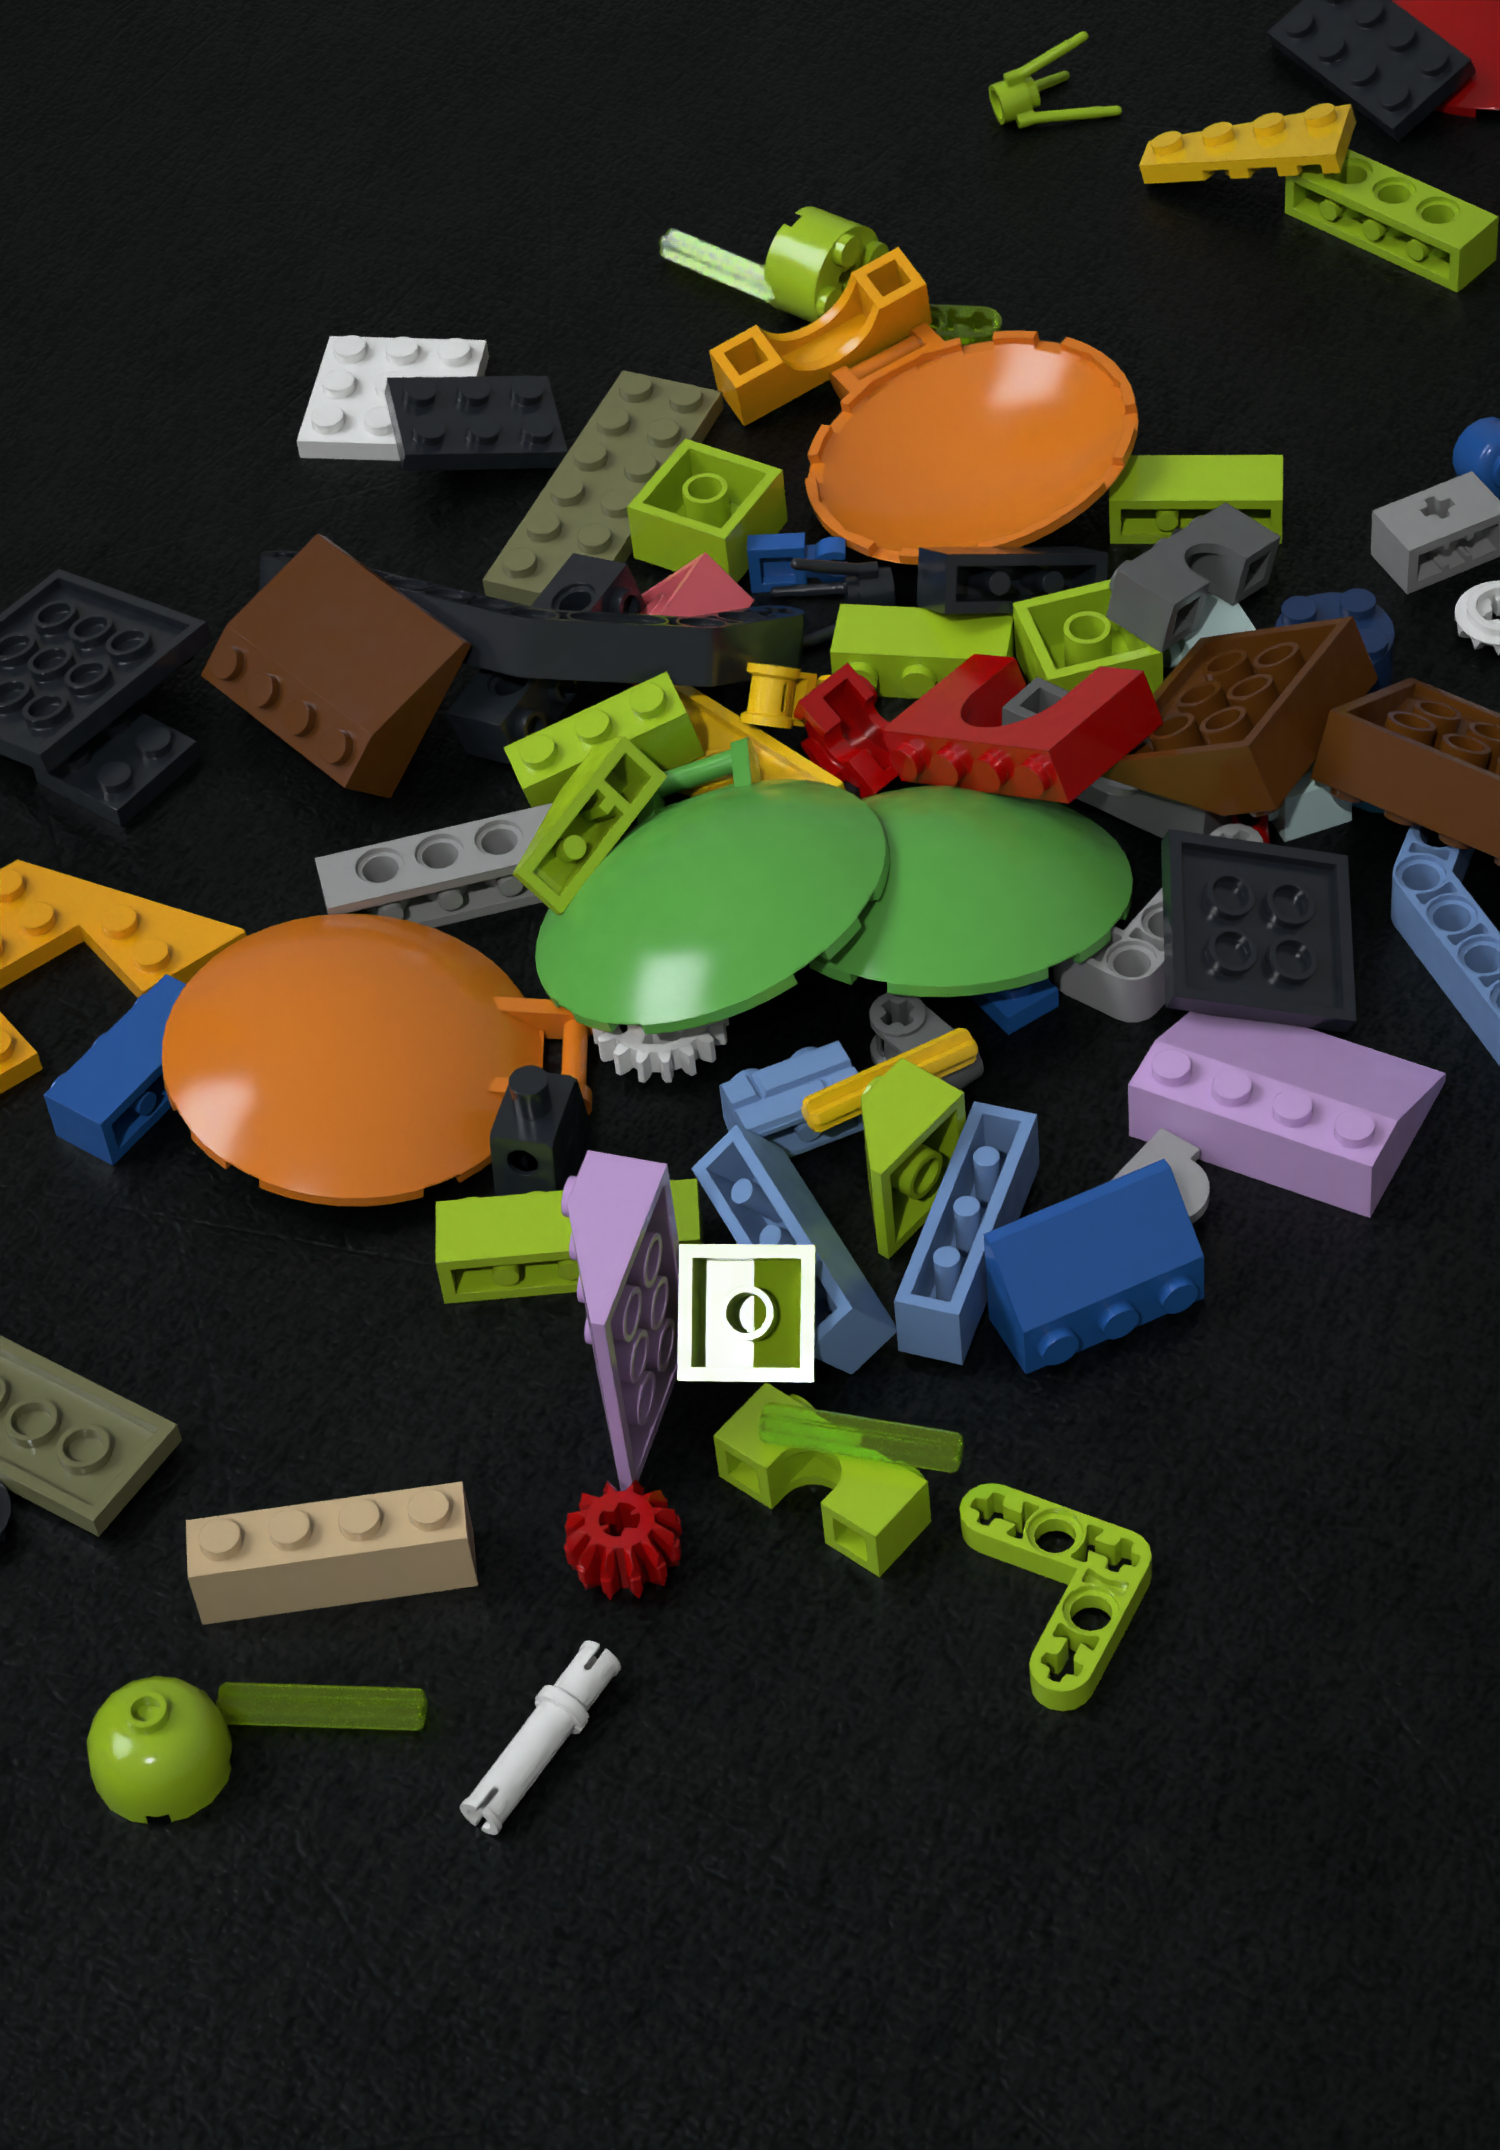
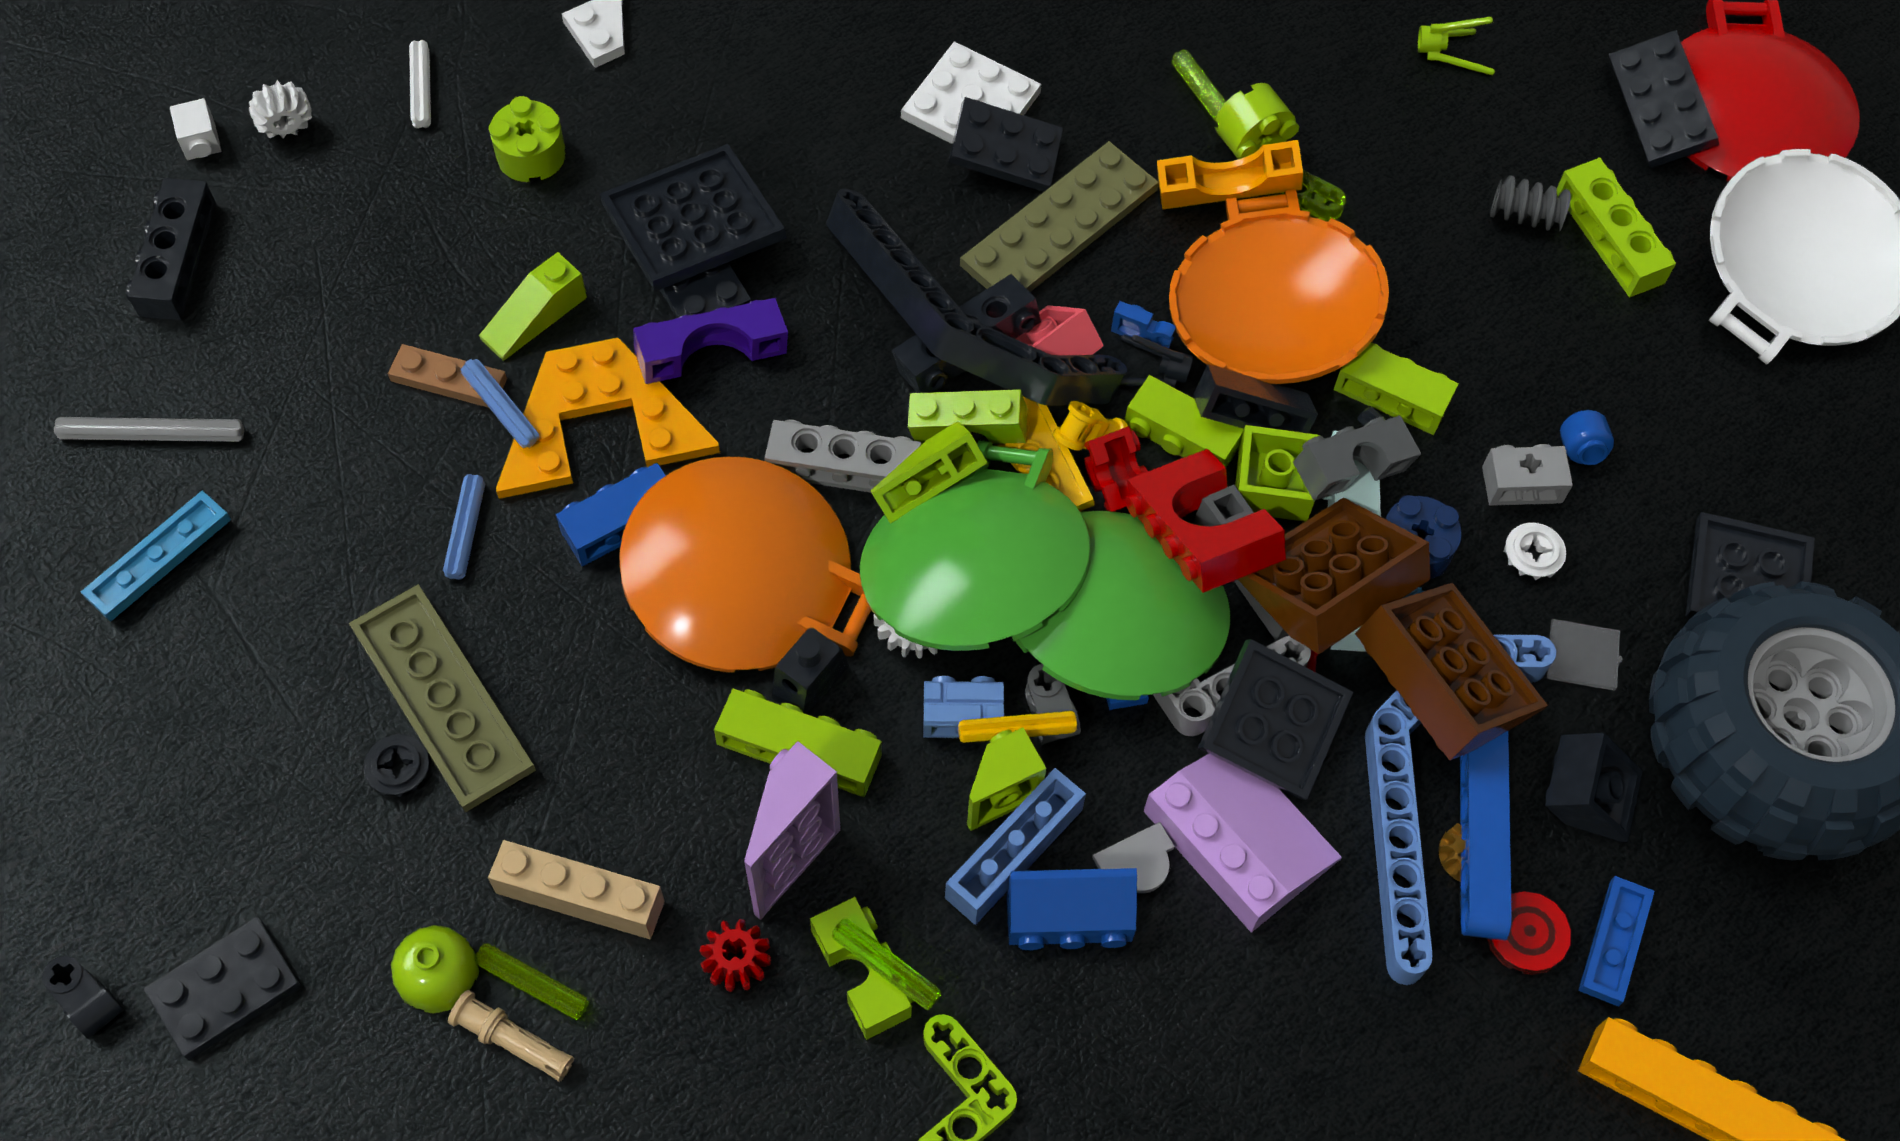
camera: 15 degrees right, 15 degrees up
(214, 772) = (751, 328): none -> dark purple arch
(296, 1784) = (495, 1028): none -> tan pin
(339, 666) = (843, 294): reddish brown slope -> none
(558, 1713) = (635, 1060): white pin -> none
(708, 505) = (1105, 270): lime brick -> none
(746, 1313) = (862, 848): slope -> none
(771, 1205) = (913, 811): medium blue brick -> none
(1260, 226) = (1531, 203): none -> dark grey piece
(1272, 140) = (1562, 146): yellow wing -> none

